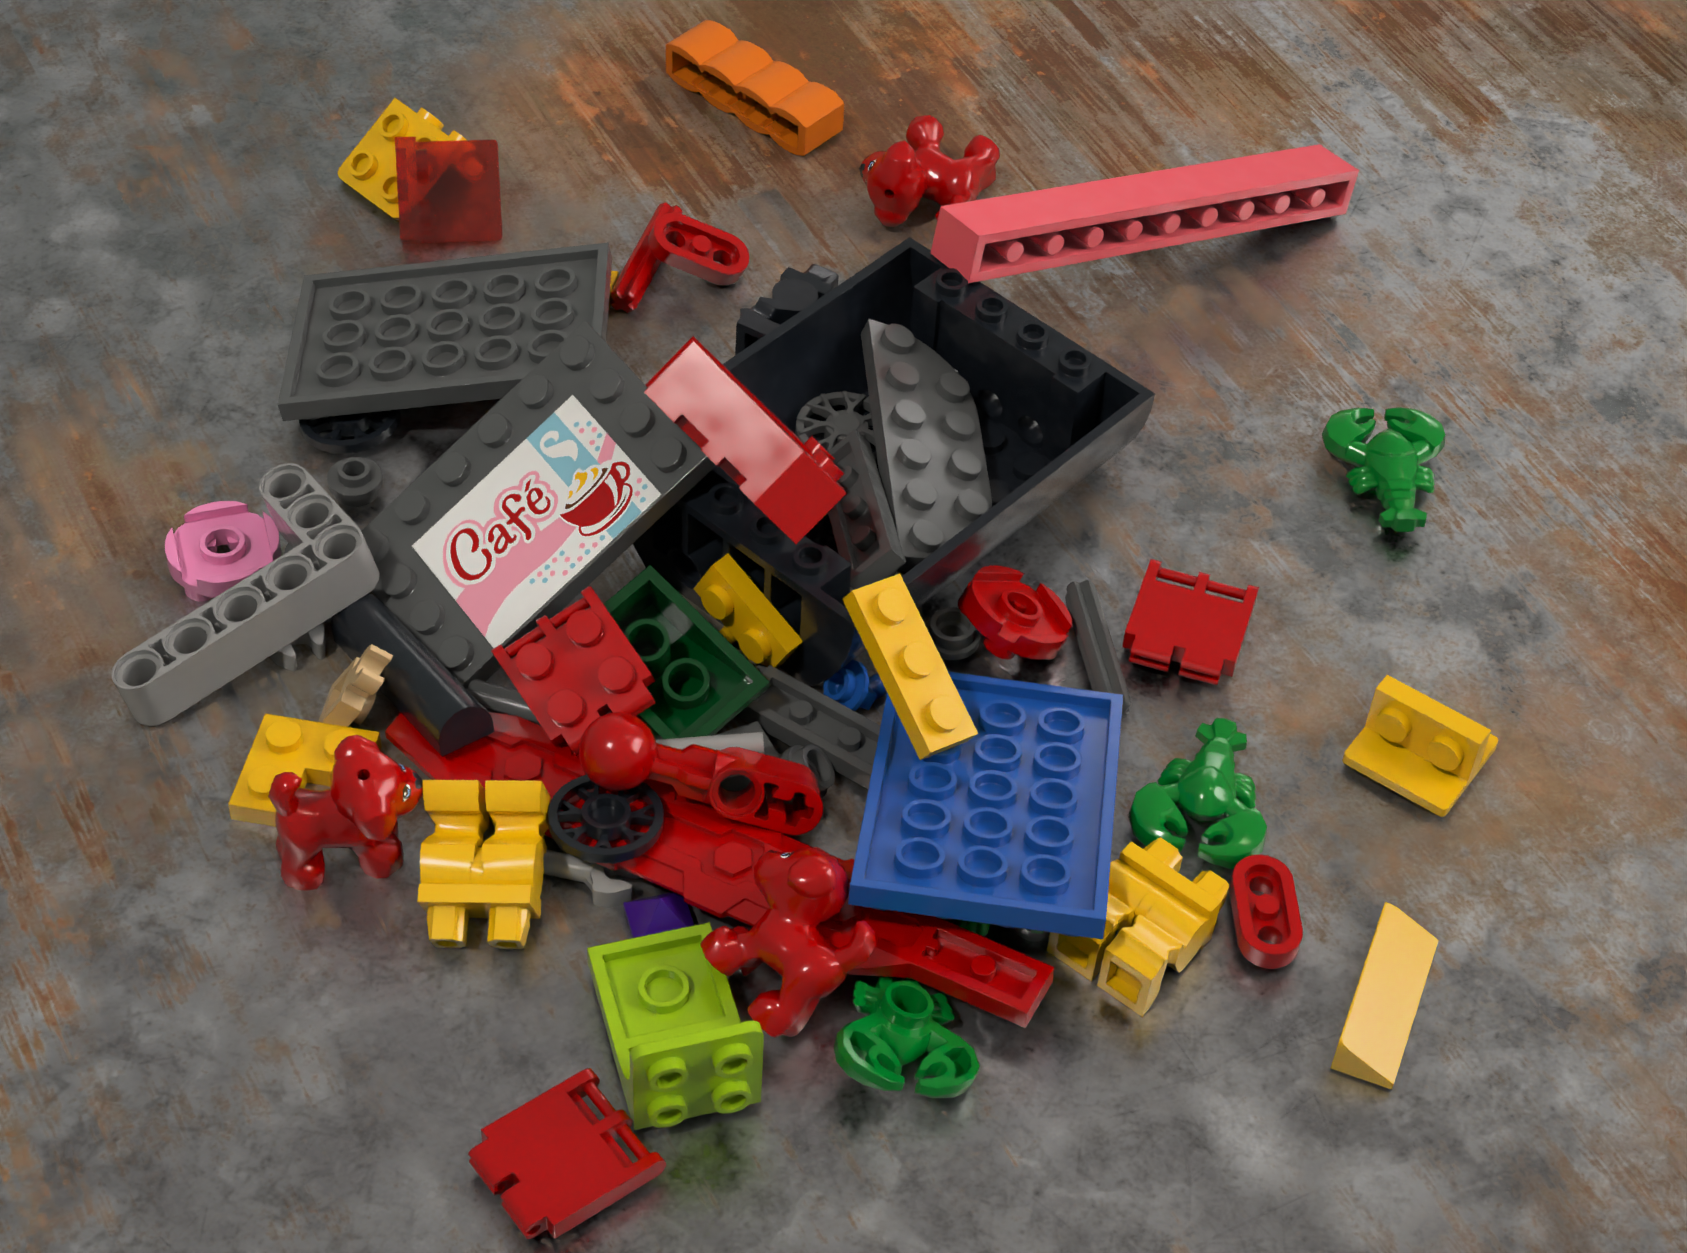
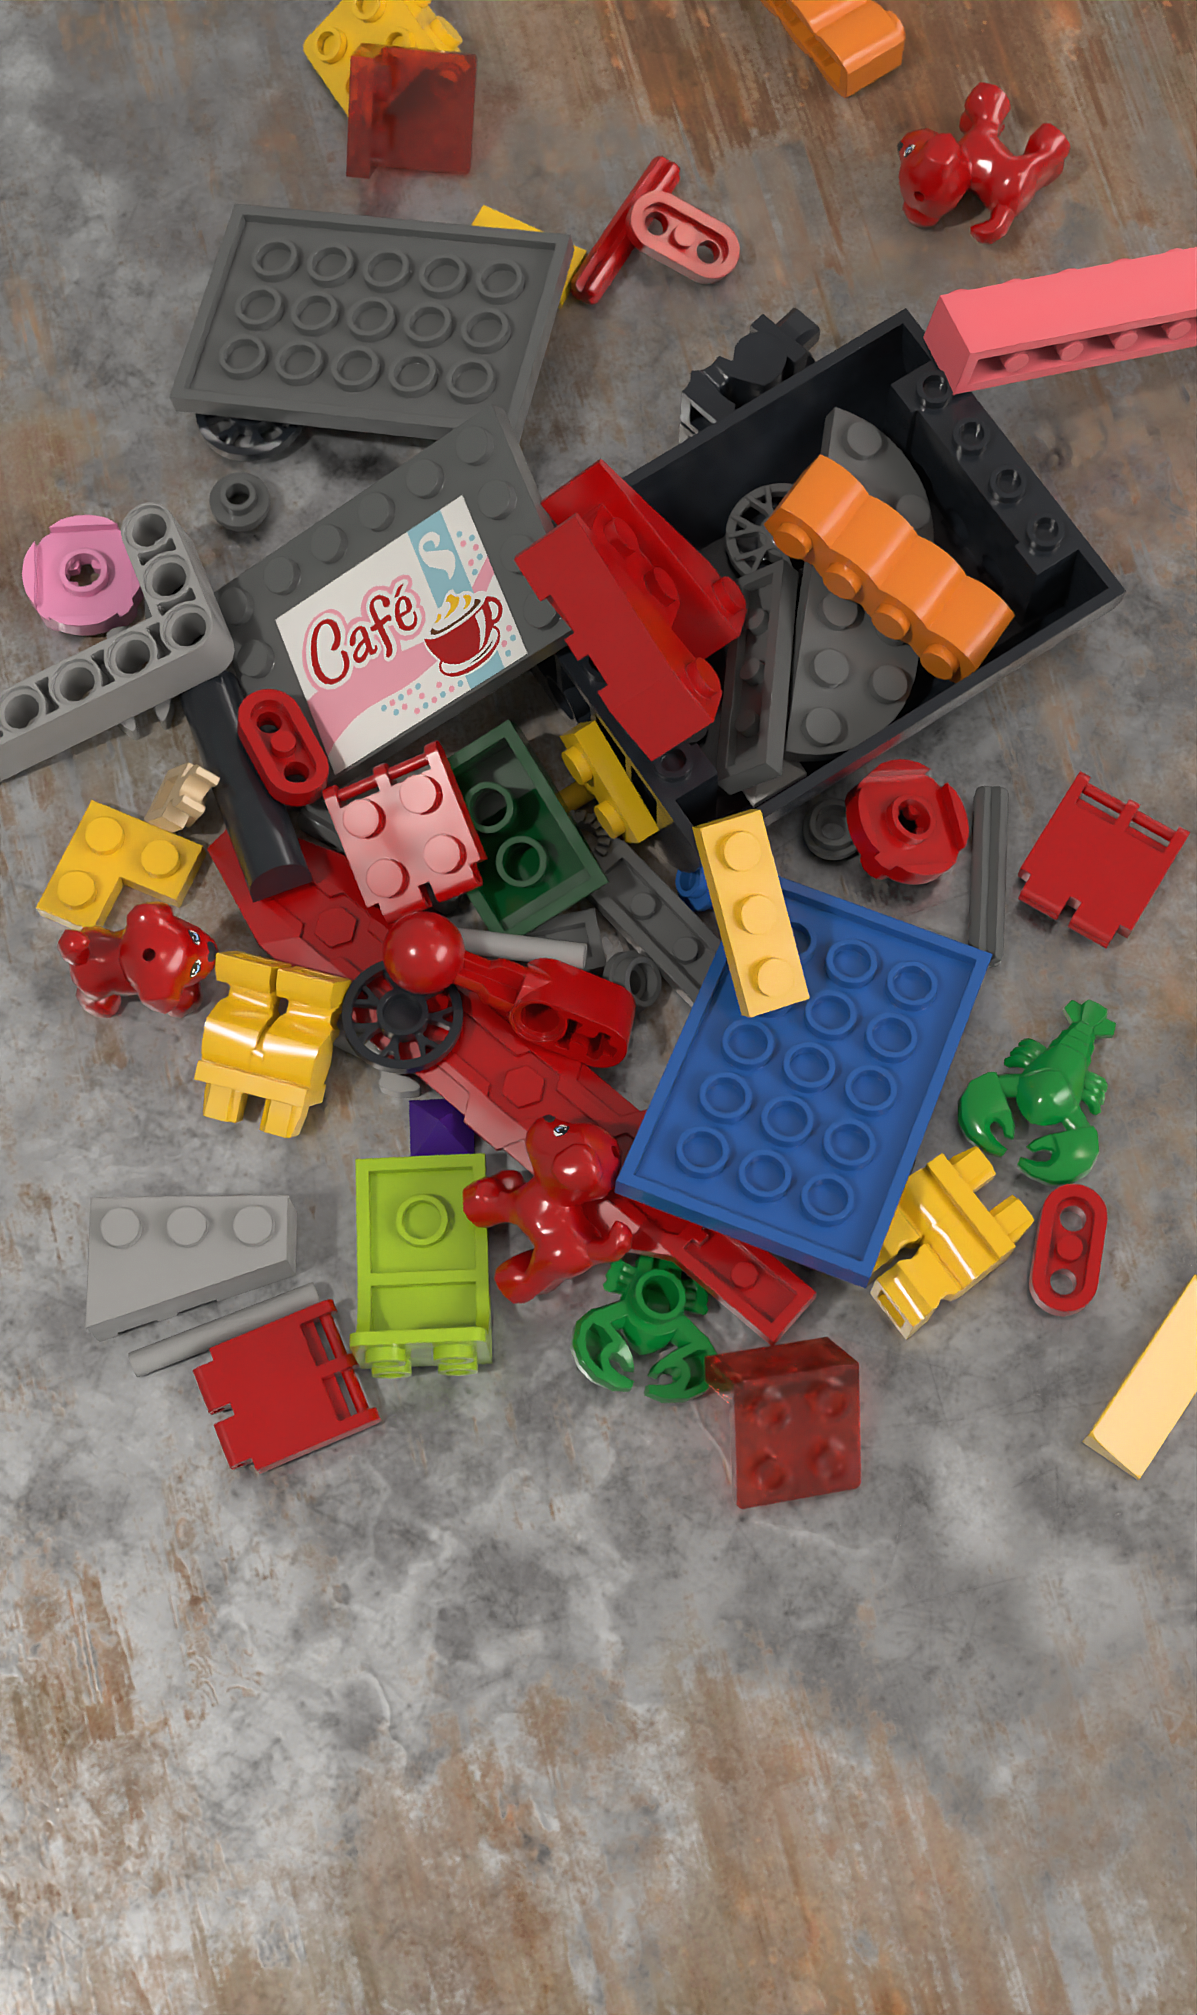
camera: 20 degrees right, 25 degrees up
(439, 1050) = (182, 1252): none -> light grey wedge
(445, 627) = (284, 752): none -> red plate
(469, 1131) = (220, 1330): none -> light grey bar
(941, 407) = (880, 562): none -> orange brick
(1064, 1088) = (790, 1420): none -> clear red bracket

